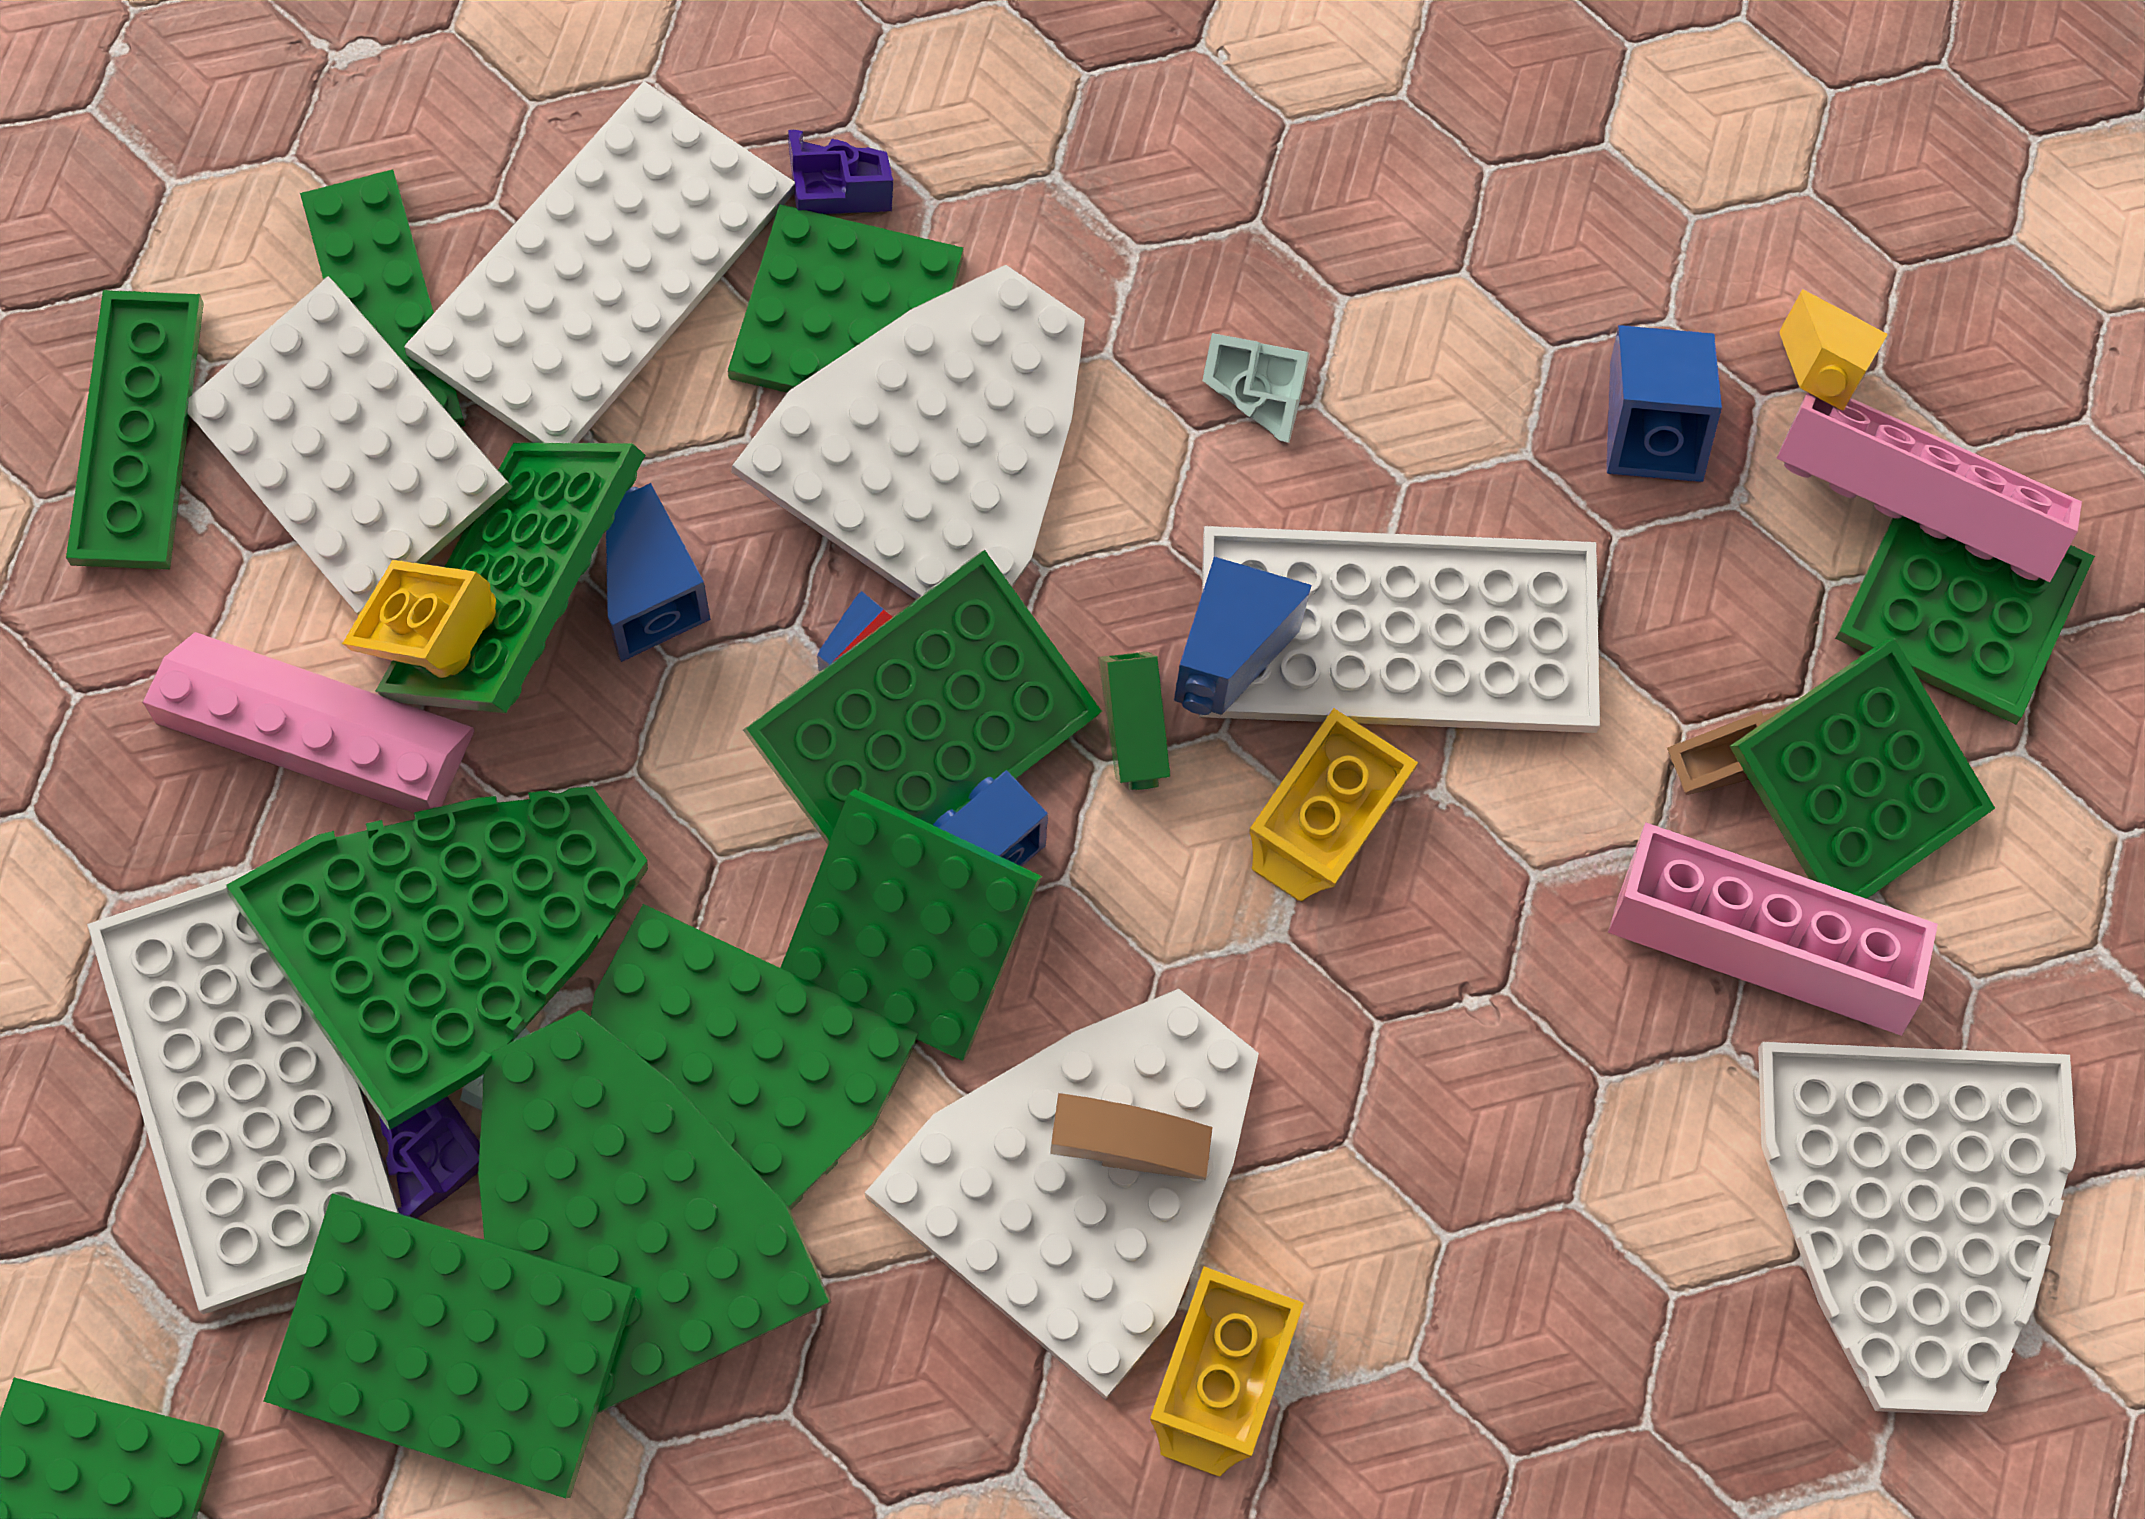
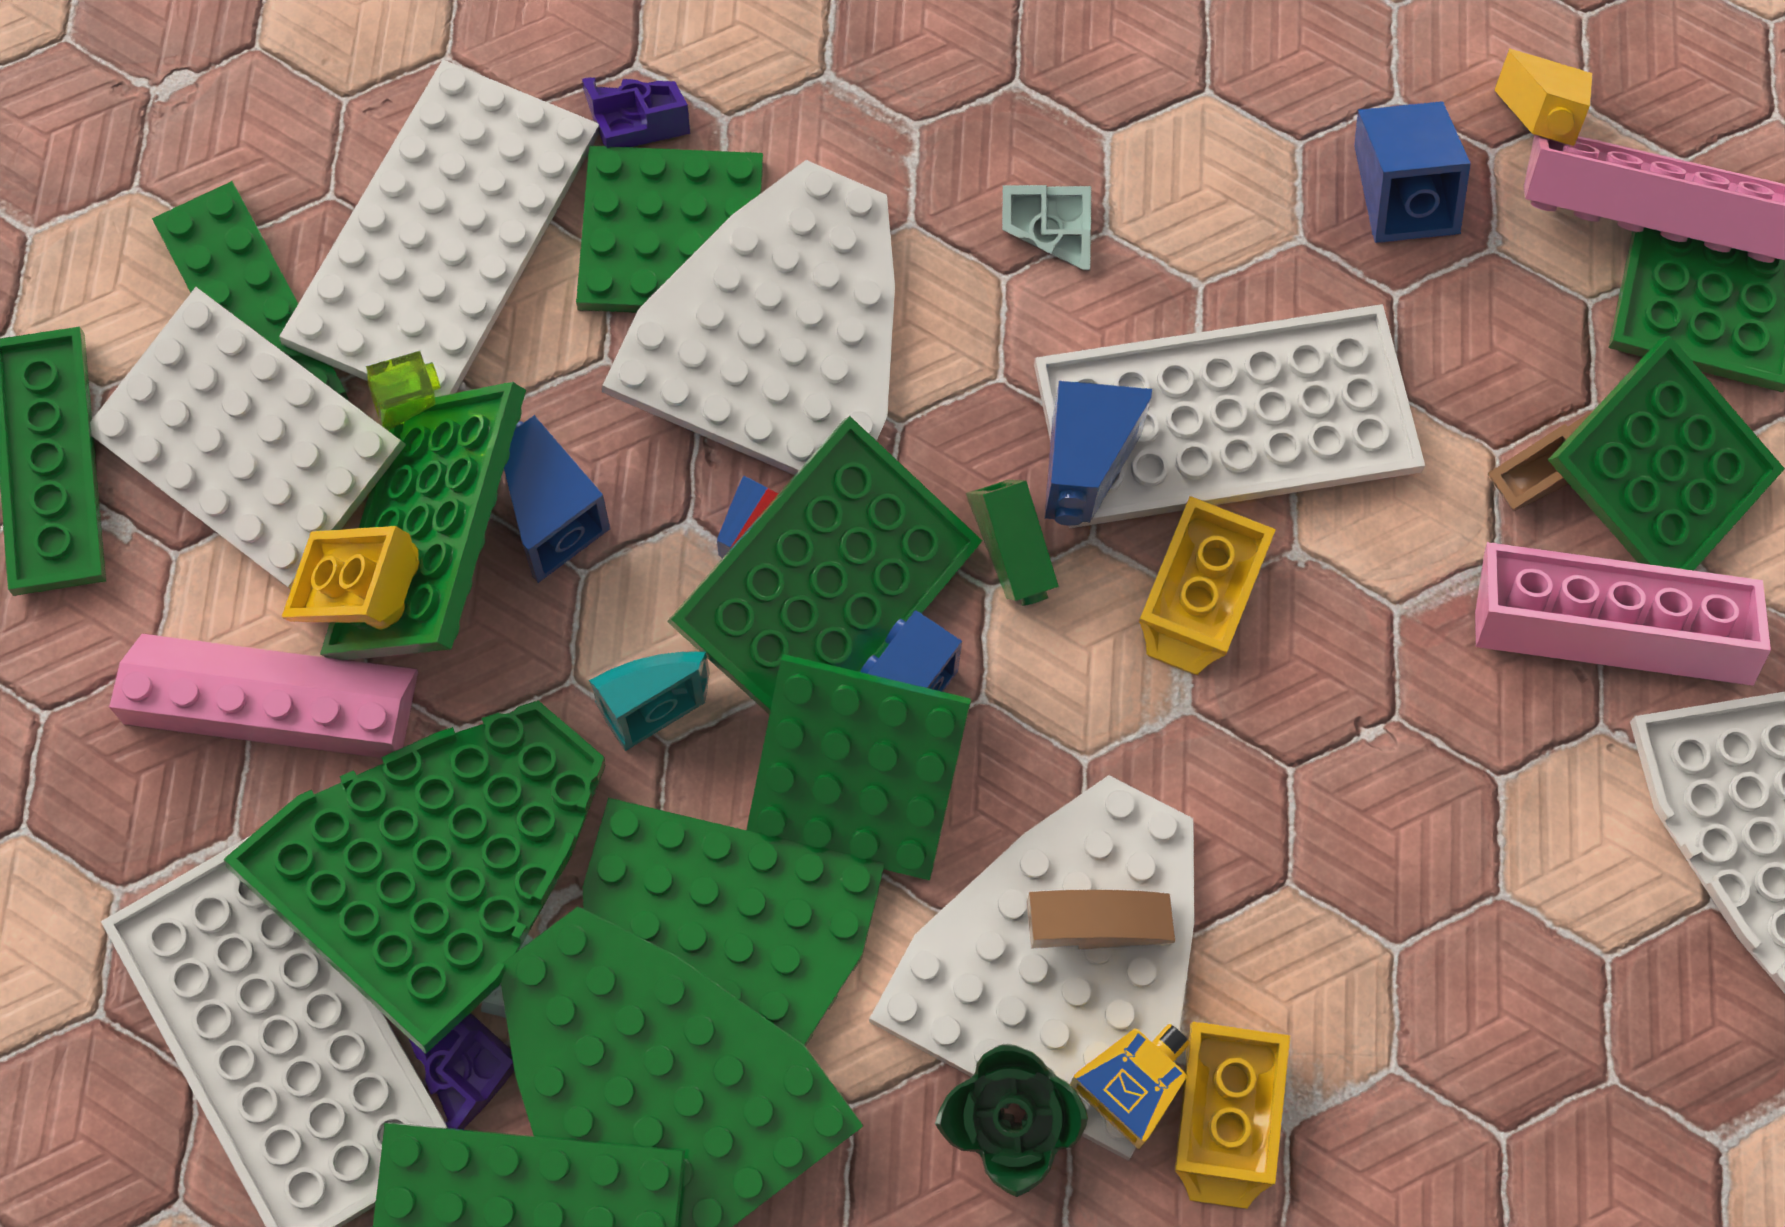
camera: 10 degrees left, 0 degrees up
(519, 426) = (402, 388): none -> clear neon green slope
(712, 803) = (650, 693): none -> teal slope
(951, 1322) = (1013, 1152): none -> dark green brick
(1126, 1316) = (1134, 1081): none -> torso

